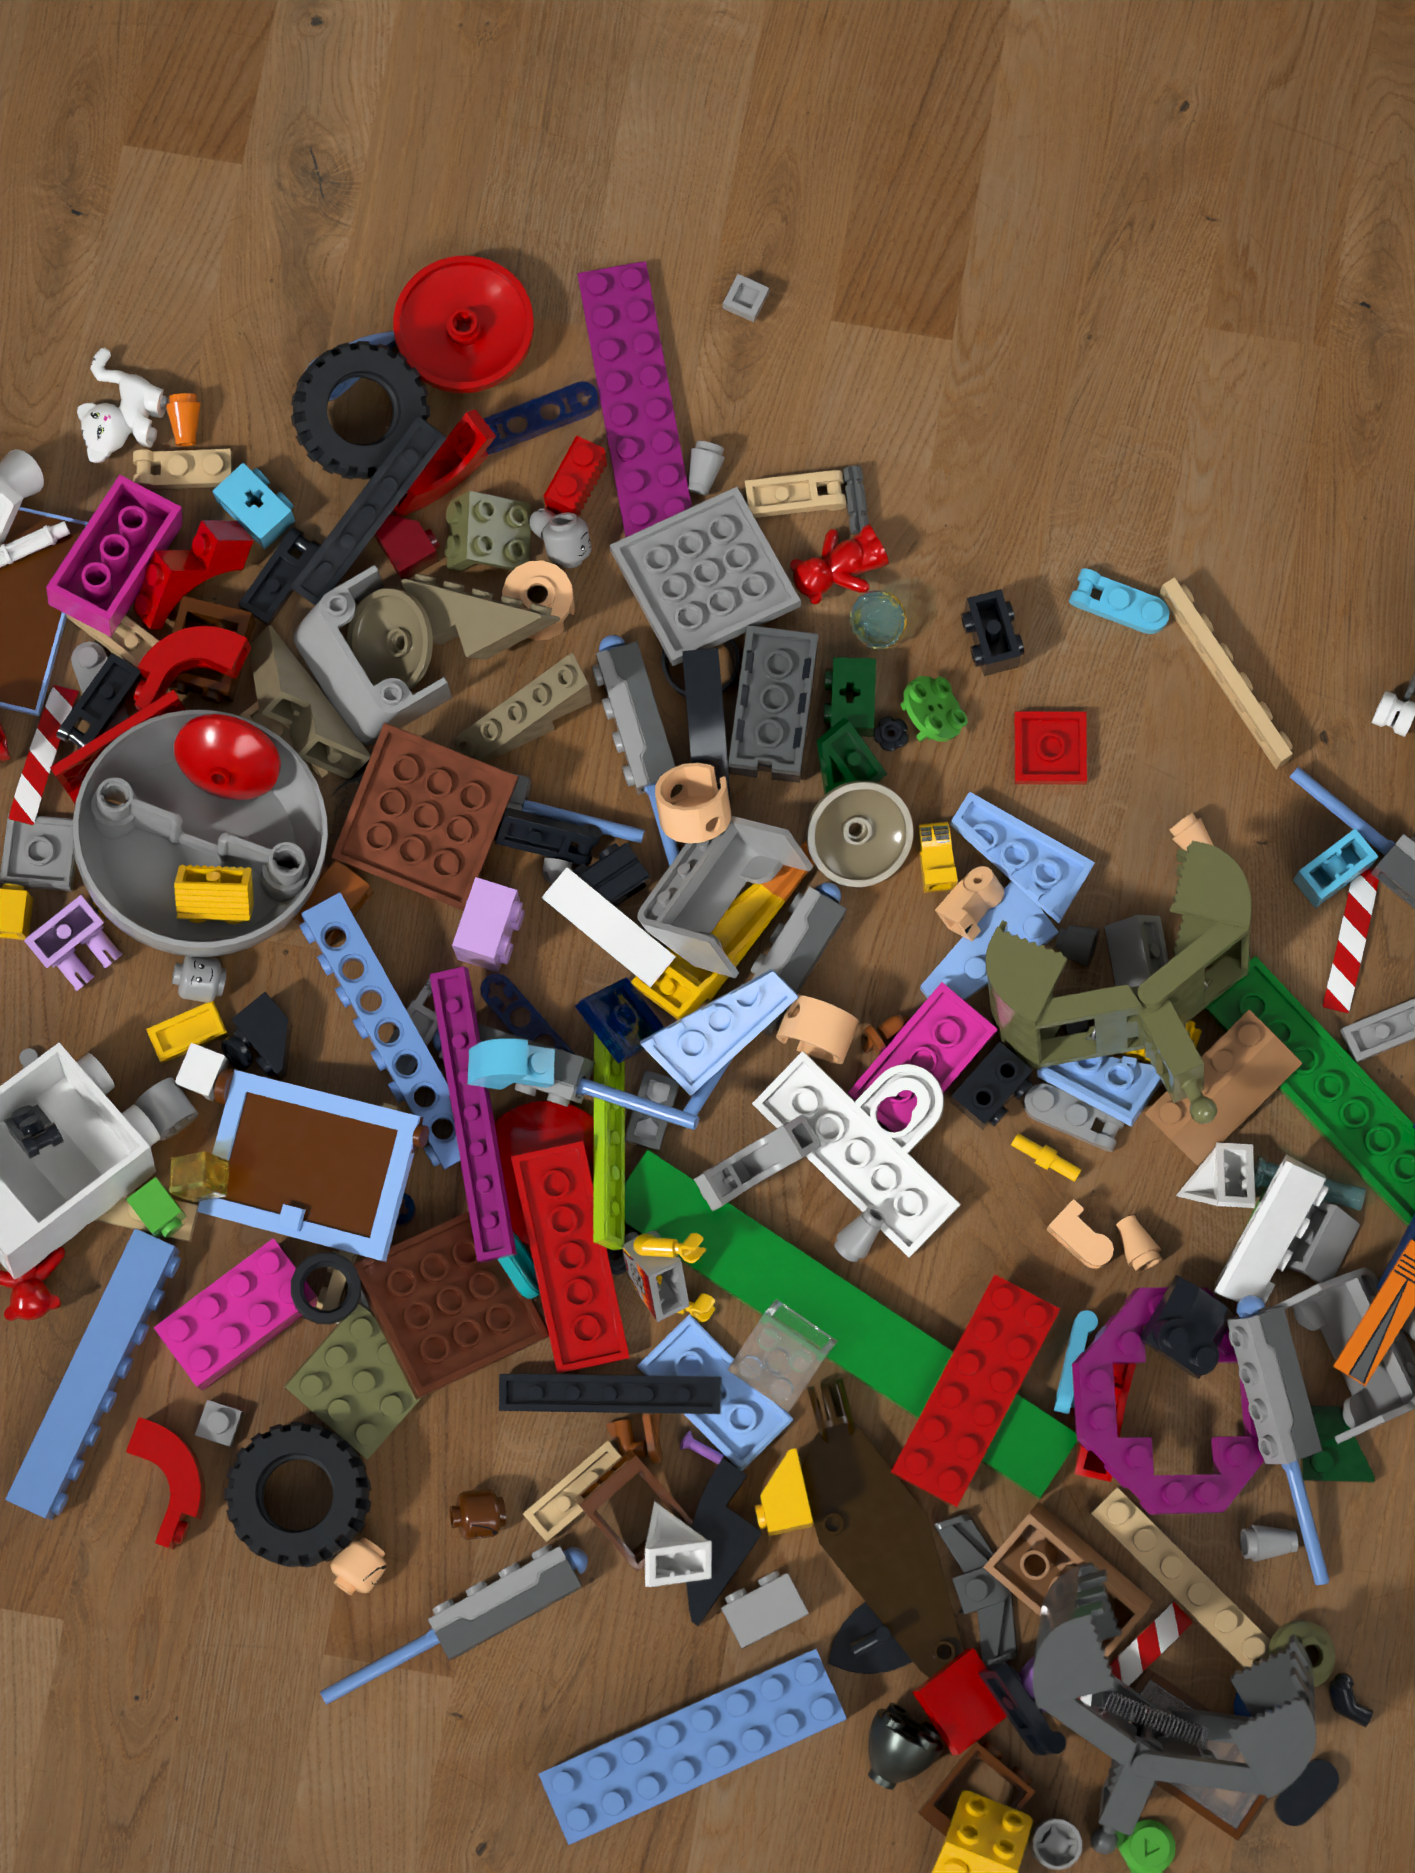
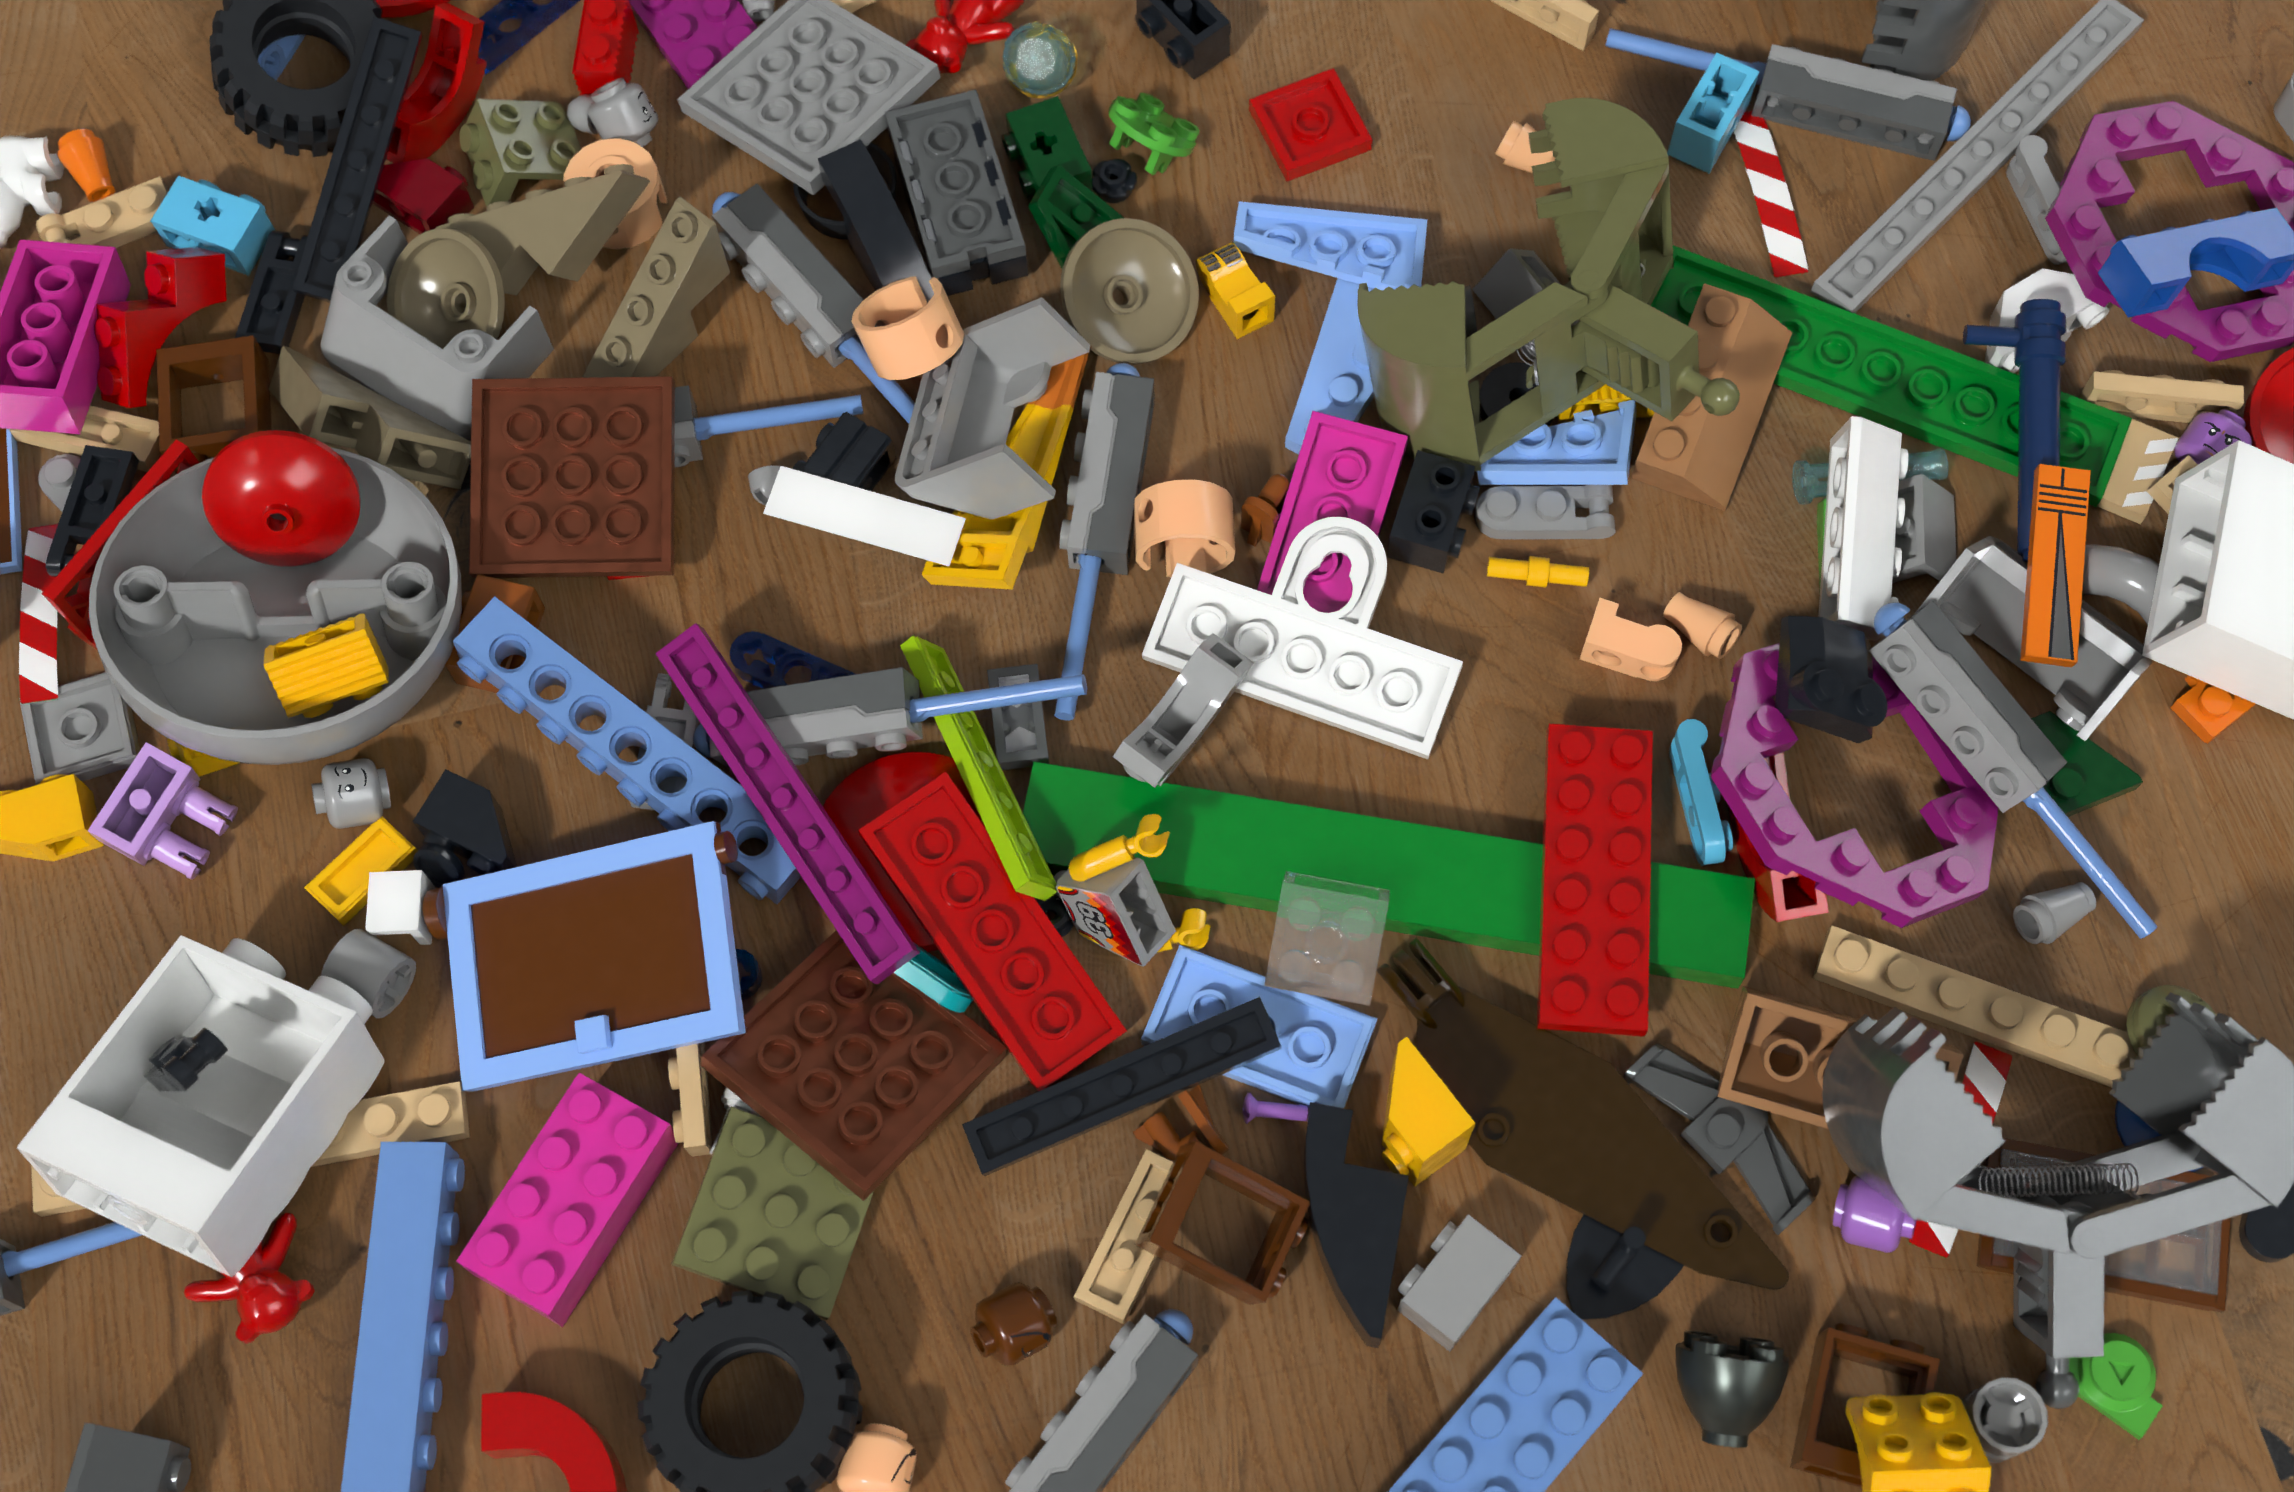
camera: 25 degrees left, 10 degrees down
(157, 1209) = (402, 1101): bright green brick -> none
(187, 650) = (189, 396): red arch -> none
(199, 1176) = (444, 1036): clear yellow brick -> none
(219, 1423) = (602, 1360): light grey plate -> none
(325, 1260) = (664, 1062): black tyre -> none
(488, 924) = (709, 571): lavender brick -> none
(510, 1061) = (803, 703): medium azure brick -> none
(548, 836) = (738, 443): black plate -> none
(619, 1018) = (930, 619): clear blue tile -> none
(674, 1551) = (1308, 1246): white slope -> none
(715, 1033) = (1056, 582): light blue wing -> none
(858, 1236) = (1353, 752): light grey cone -> none
(960, 1702) = (1780, 1284): red tile -> none
(970, 902) = (1300, 319): light nougat leg -> none
(1022, 1710) = (1864, 1260): black plate -> none
(1224, 1177) = (1768, 500): white slope -> none

